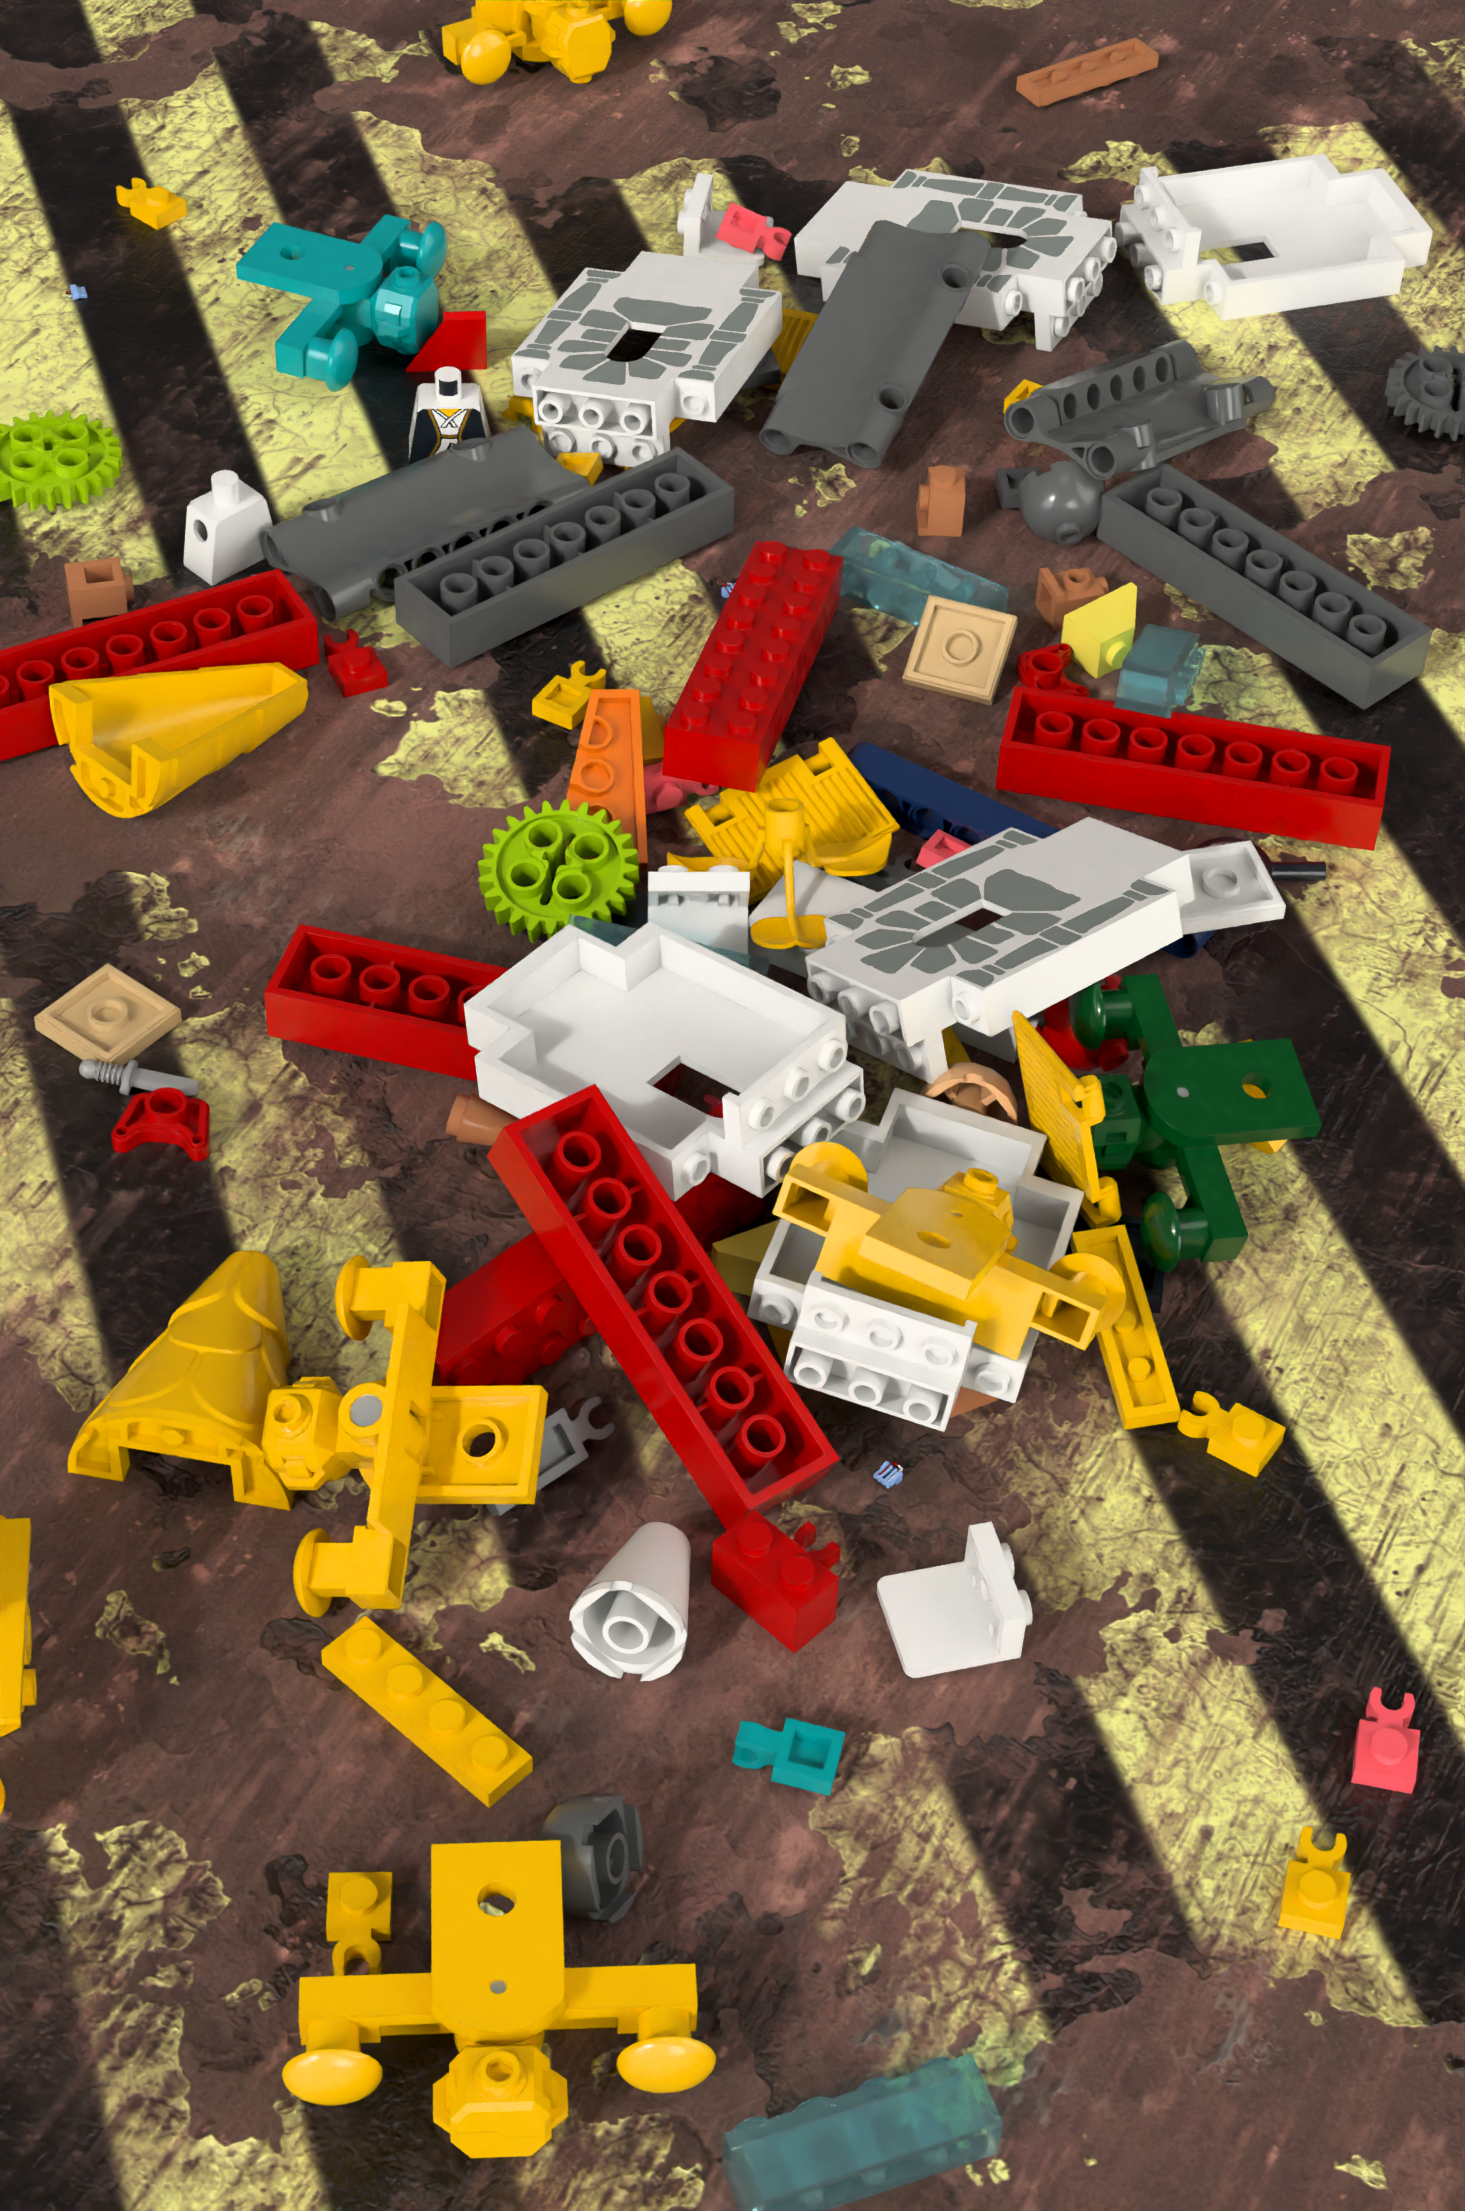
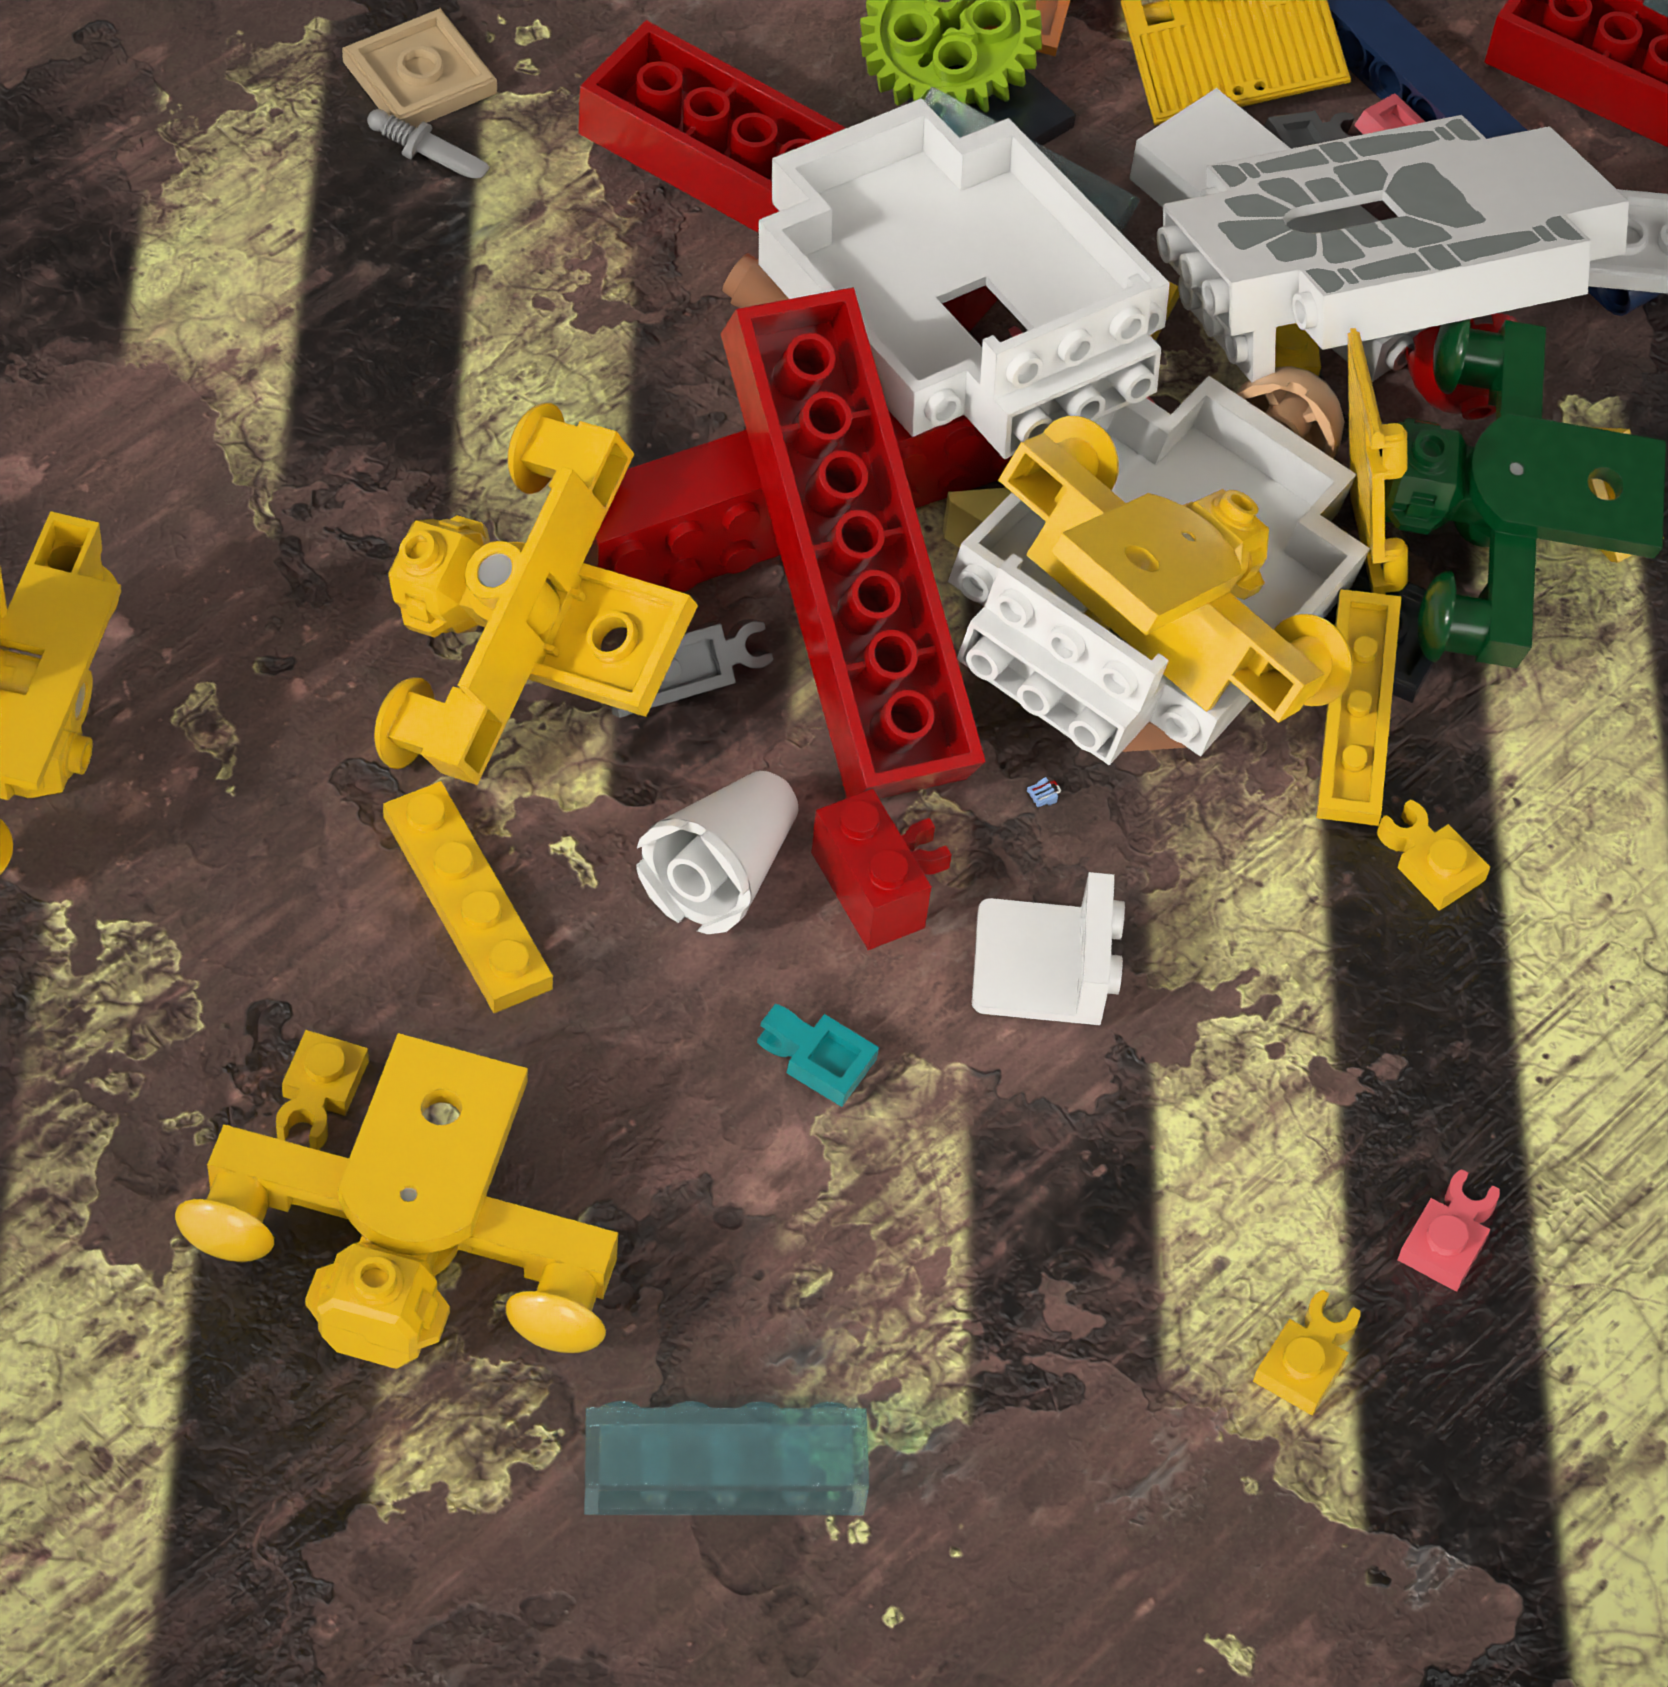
camera: 15 degrees right, 10 degrees up
(165, 1118) = (439, 196): red piece -> none
(202, 1385) = (364, 486): yellow cone -> none
(598, 1850) = (571, 1093): dark grey cylinder -> none
(702, 905) = (1086, 117): white bracket -> none
(784, 835) = (1202, 58): yellow plant -> none

